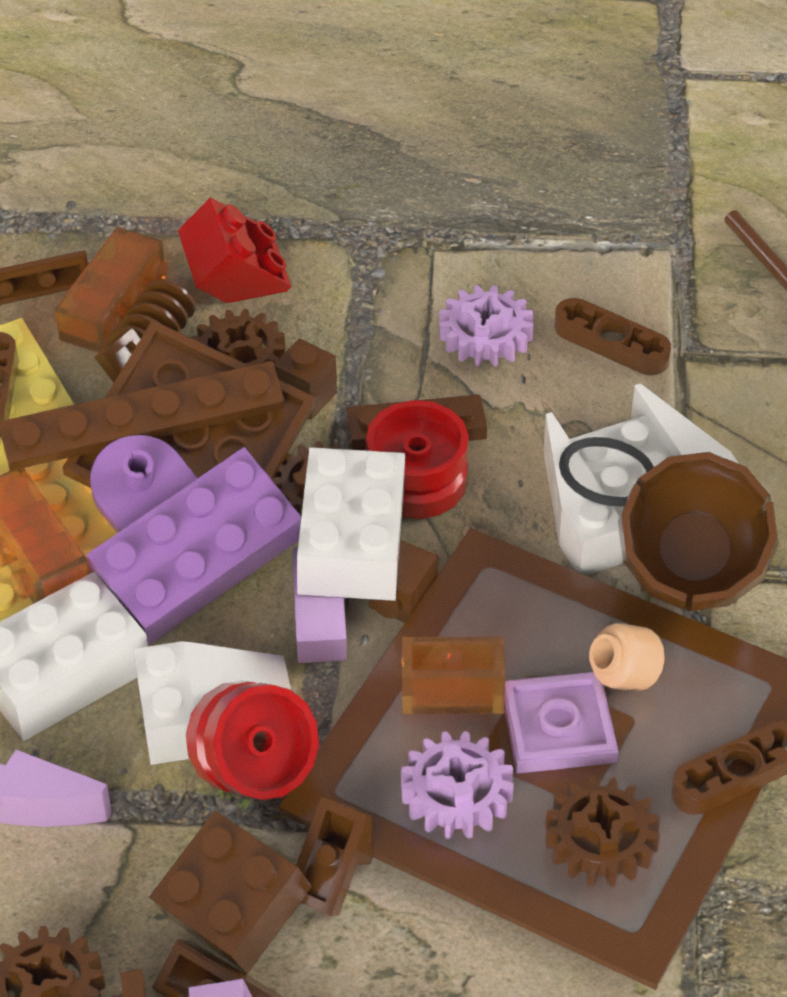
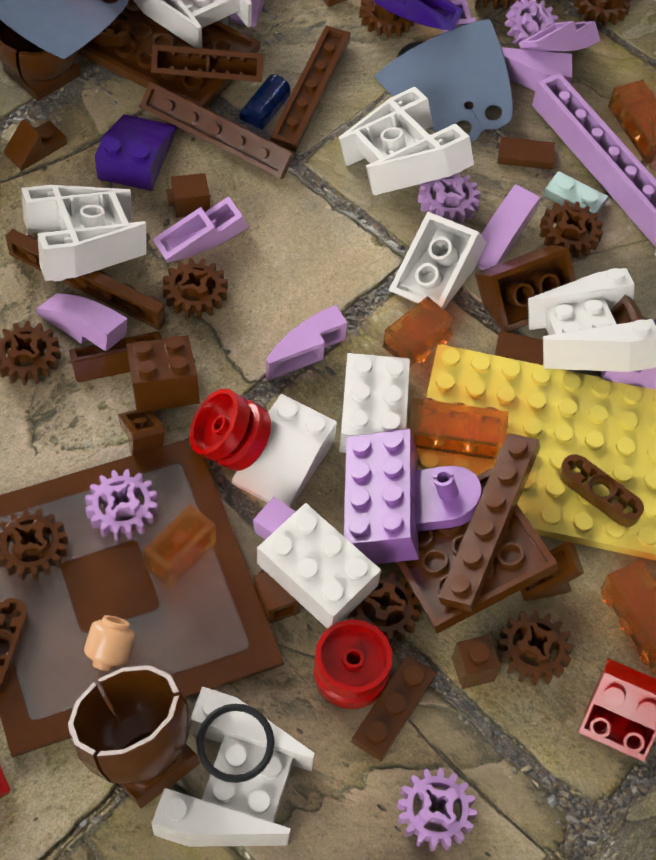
camera: 125 degrees right, 10 degrees up
(159, 302) = (592, 614): reddish brown piece -> none
(559, 722) = (115, 587): lavender tile -> none

